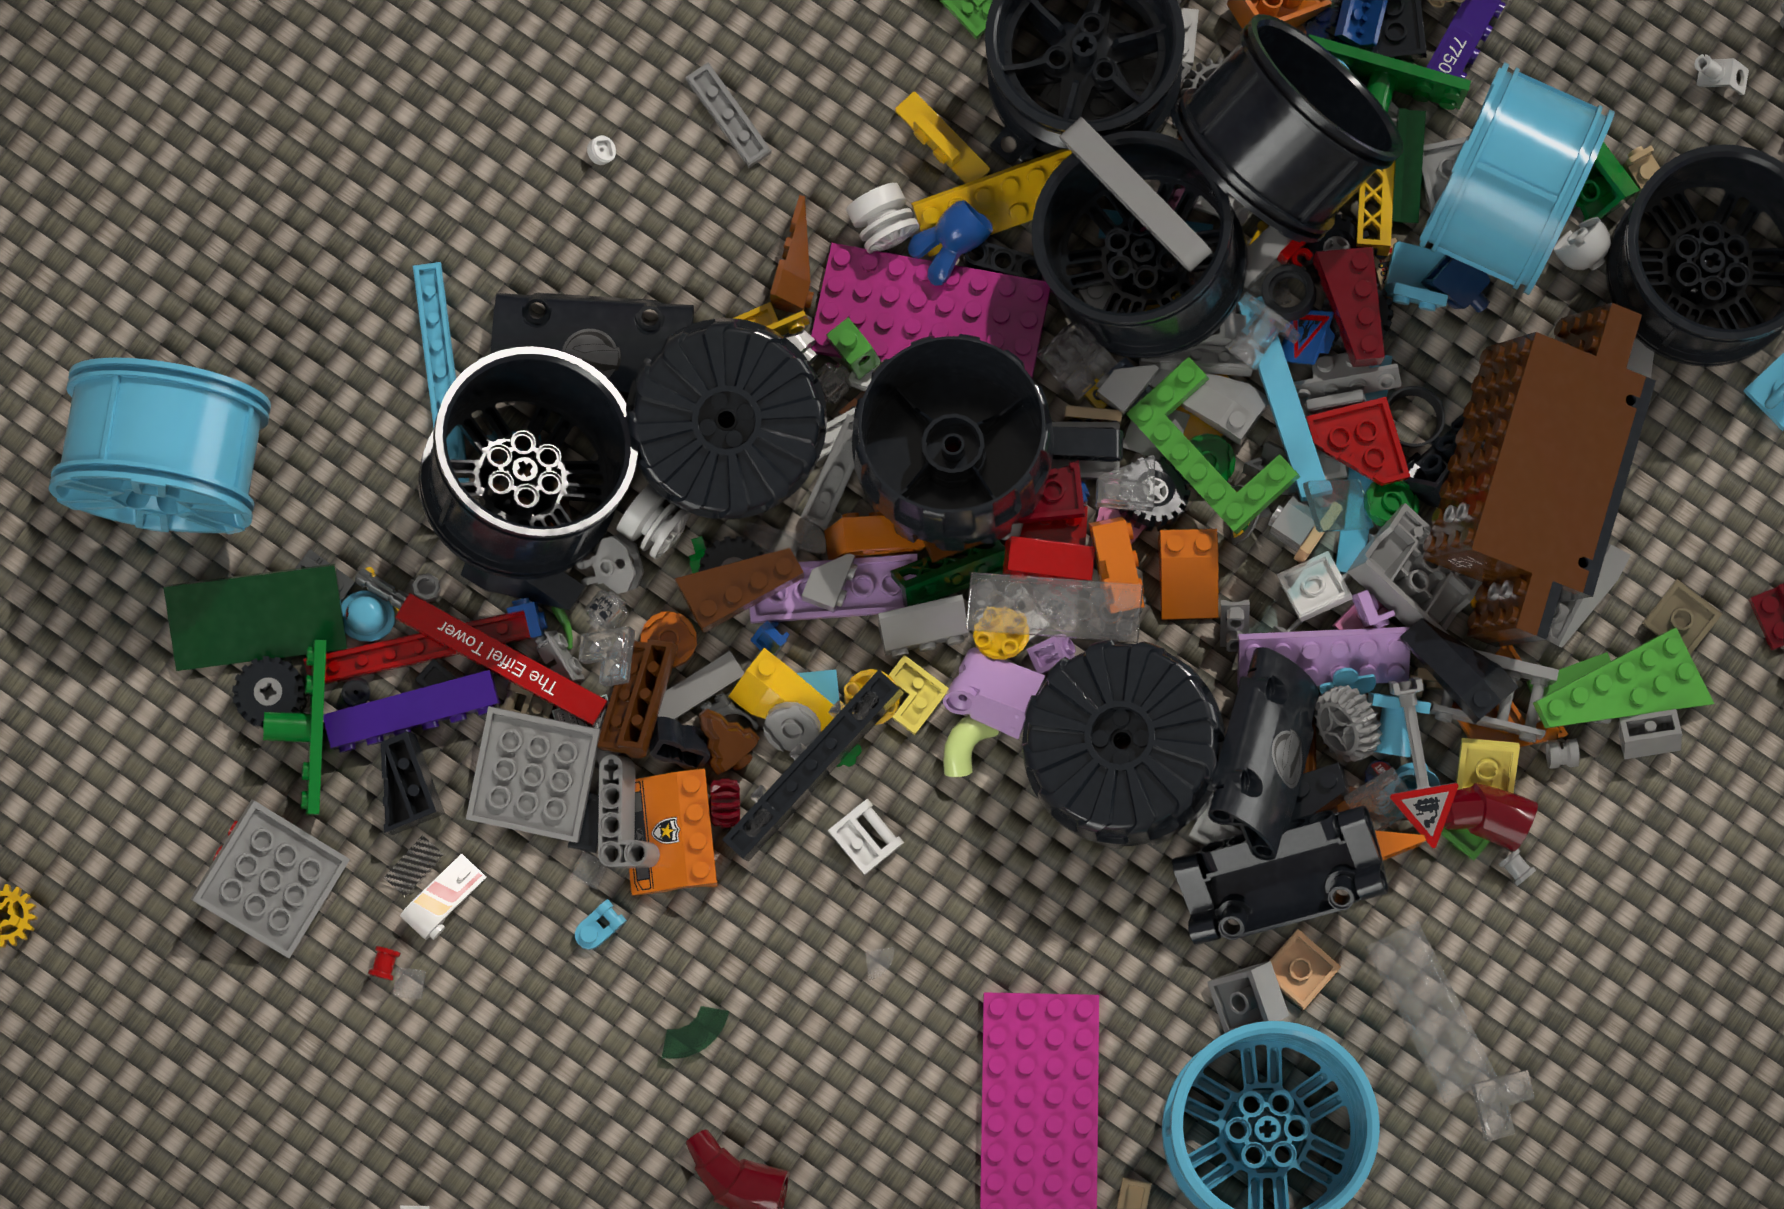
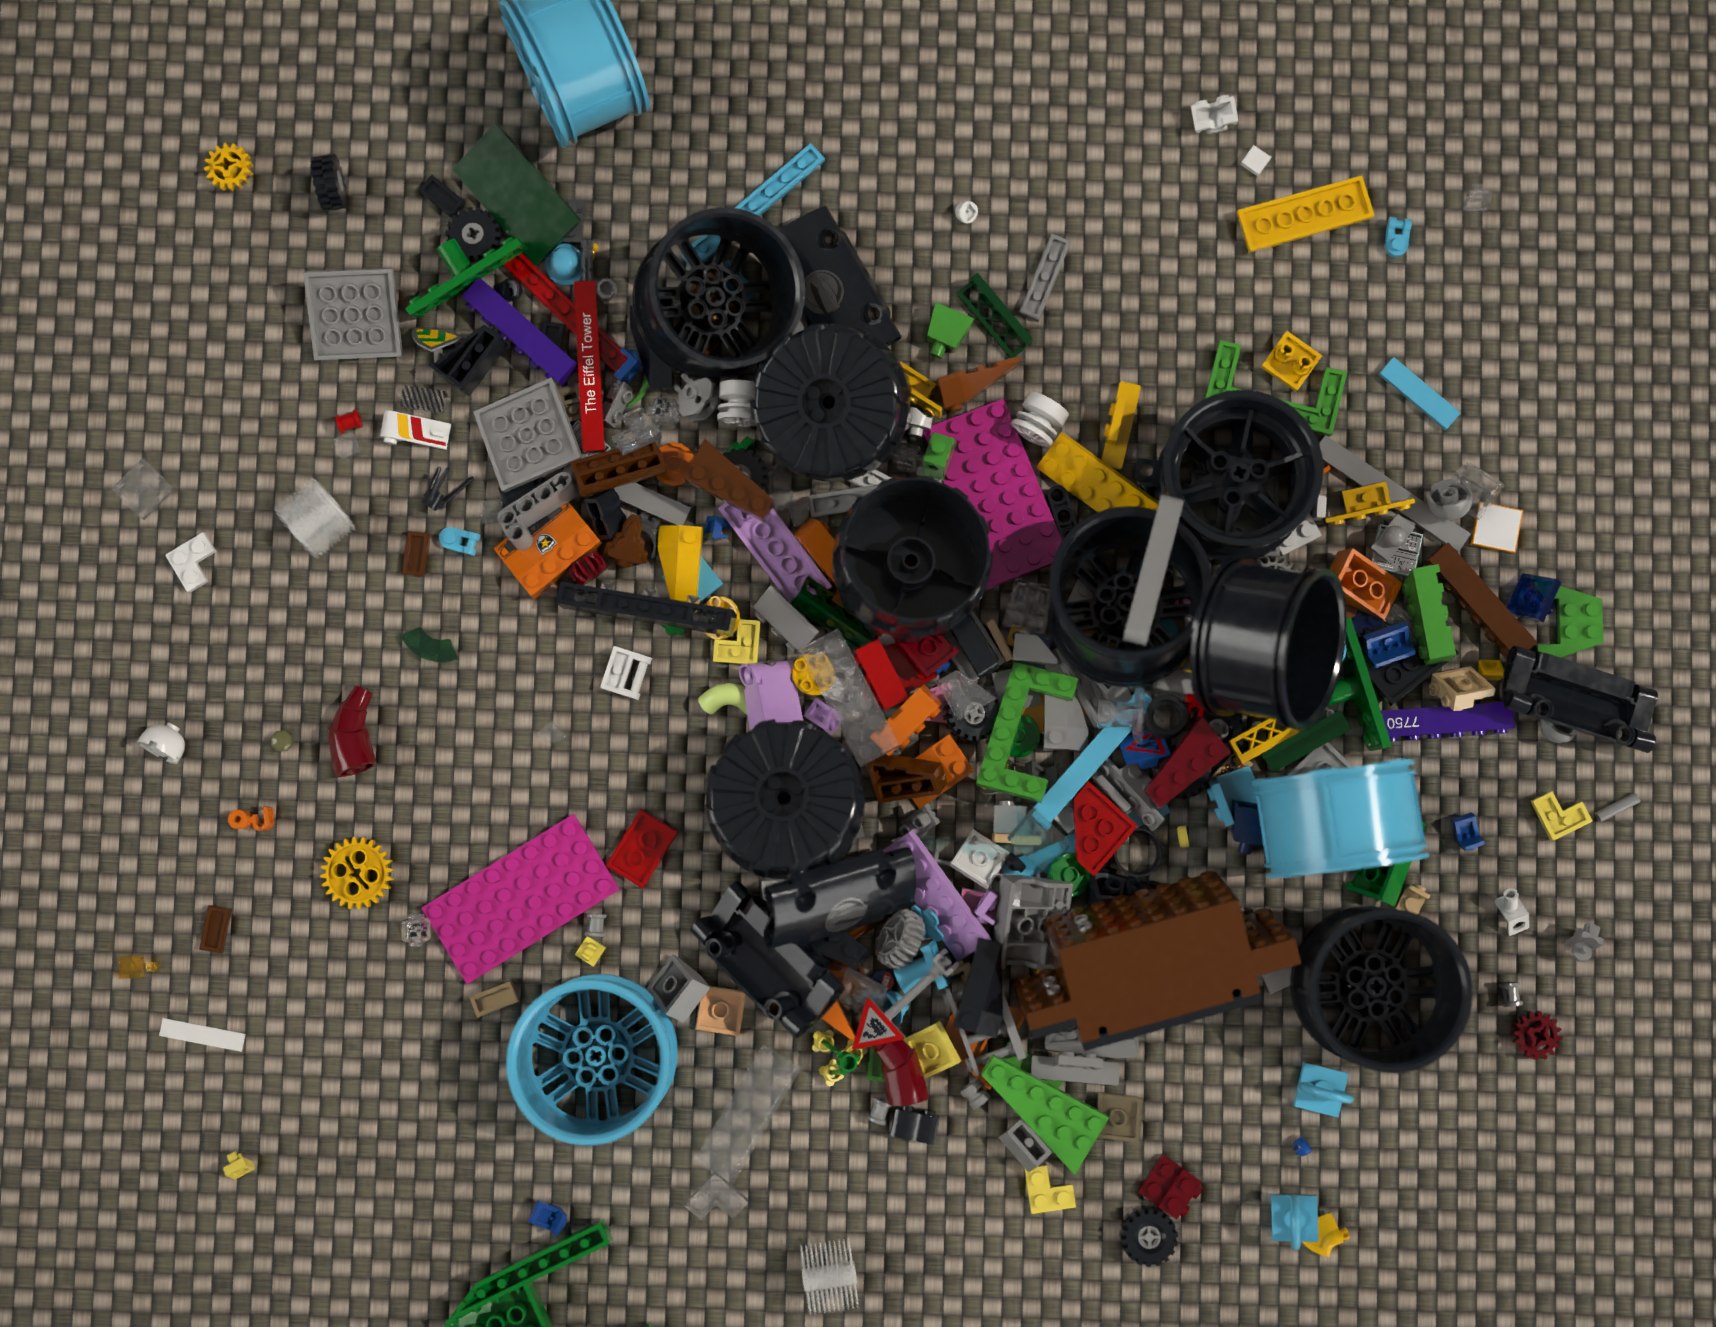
camera: 60 degrees right, 5 degrees up
(104, 811) = (329, 182): none -> black wheel
(199, 702) = (442, 196): none -> black tile
(357, 809) = (434, 339): none -> shield
(473, 1063) = (315, 517): none -> white piece
(534, 924) = (433, 498): none -> black plant
(581, 984) = (416, 554): none -> reddish brown tile
(717, 253) = (947, 329): none -> bright green torso
(736, 184) = (1000, 310): none -> dark green fence
(791, 724) = (665, 578): light grey tile -> none
(827, 583) = (773, 540): light grey slope -> none
(958, 231) = (1058, 475): blue piece -> none
(1069, 942) = (642, 848): none -> red tile
(1121, 1045) = (595, 924): none -> light grey bush
(1145, 1070) = (590, 951): none -> light yellow tile
(1179, 605) = (905, 778): none -> reddish brown wedge
(1342, 551) = (1015, 863): none -> black tile
(1426, 359) = (1182, 836): none -> light yellow tile
(1441, 862) = (846, 1059): none -> plant
(1555, 838) = (914, 1124): none -> black brick
(1585, 246) = (1330, 894): white cylinder -> none
(1602, 629) = (1075, 1069): none -> light grey bracket
(1608, 65) = (1467, 832): none -> blue bracket
(1661, 1028) = (828, 1276): none -> white piece
(1717, 752) = (1046, 1197): none -> light yellow plate

